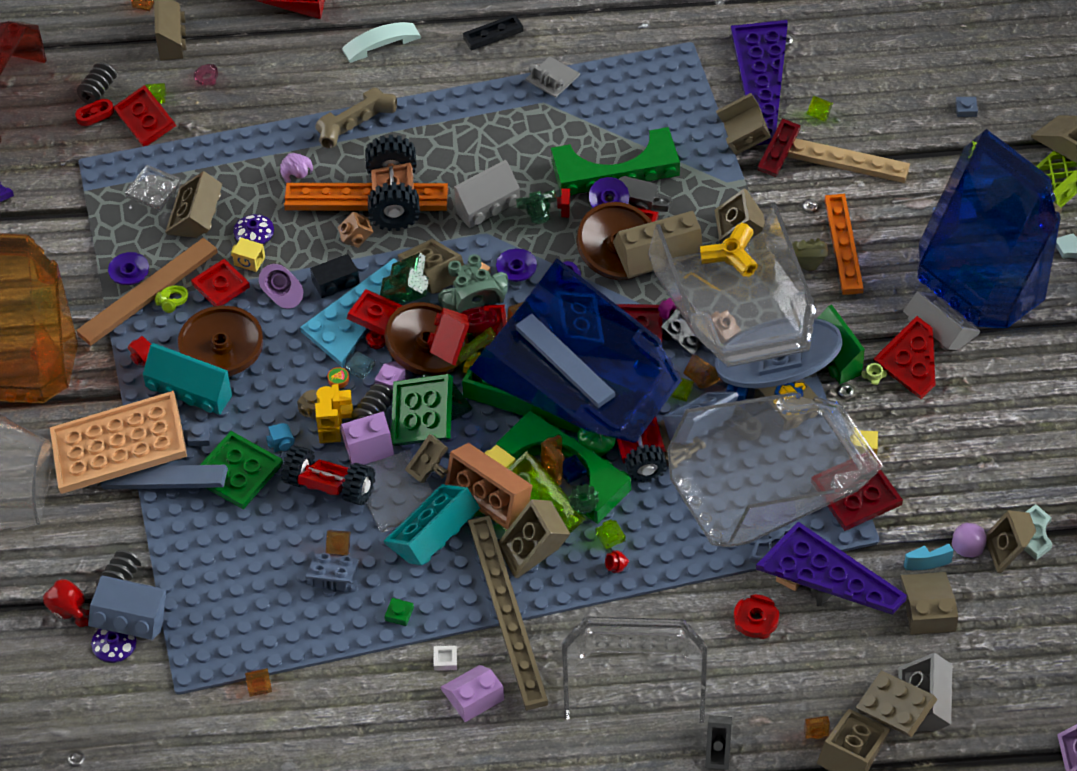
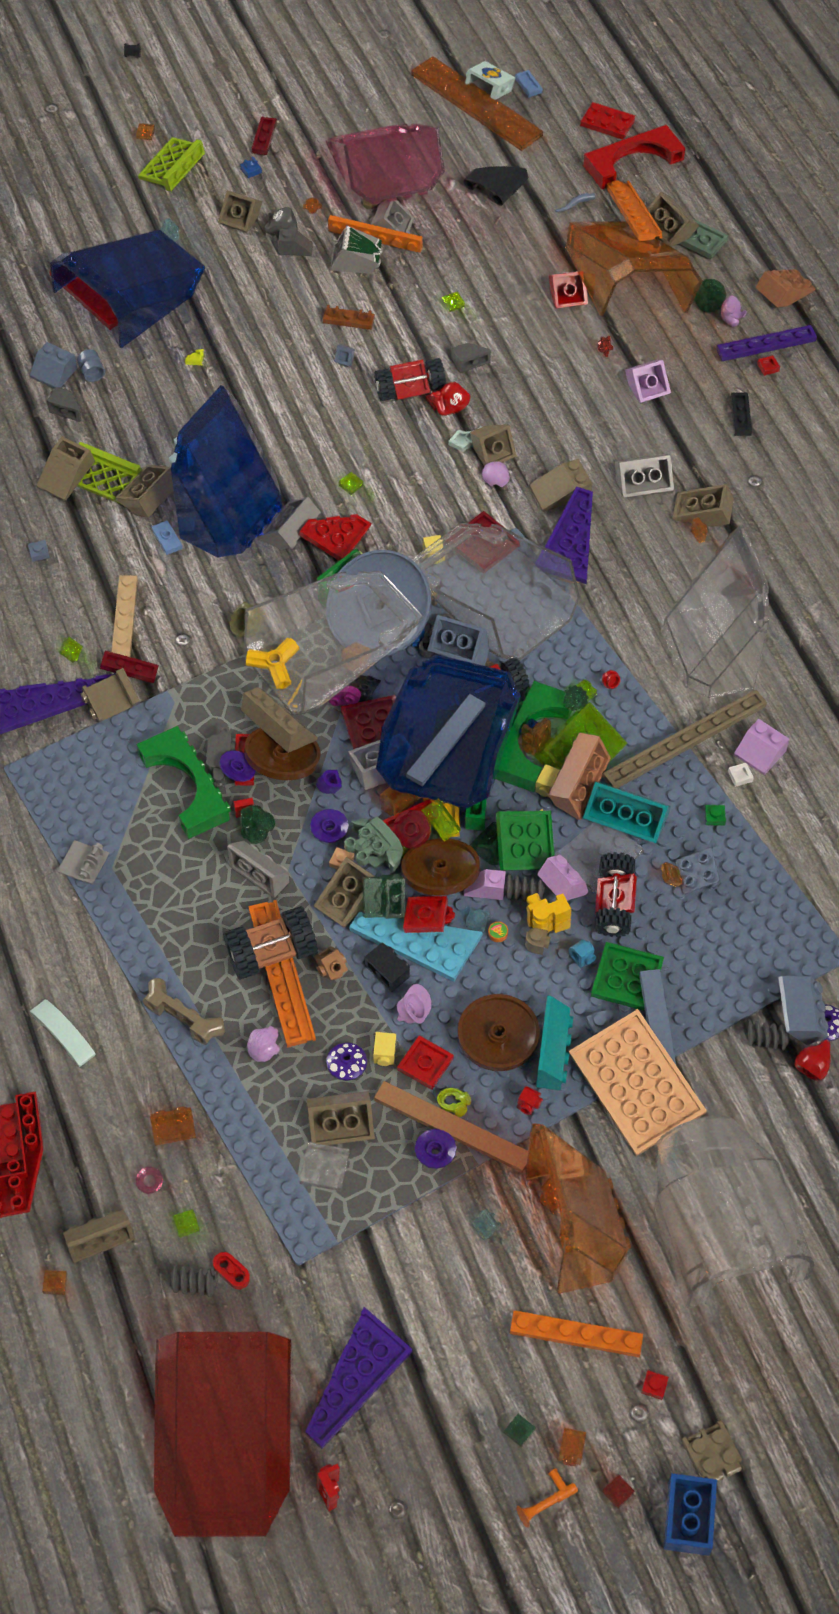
camera: 110 degrees left, 5 degrees up
(144, 116) = (225, 1217): red tile -> none
(250, 99) = (172, 1125): none -> clear orange bracket
(258, 682) = (819, 896): clear orange plate -> none
(428, 459) = (570, 826): dark tan plate -> none
(448, 335) = (448, 830): red slope -> none
(493, 32) = (30, 932): black plate -> none
(533, 536) = (619, 729): dark tan slope -> none
(701, 372) = (403, 664): clear orange tile -> none
(737, 210) = (226, 675): dark tan slope -> none
(752, 627) = (615, 594): red plate -> none
(843, 244) = (223, 603): orange plate -> none
(896, 703) = (665, 483): dark tan plate -> none
(923, 559) = (523, 489): medium azure slope -> none
(990, 391) = (351, 483): none -> clear neon green plate

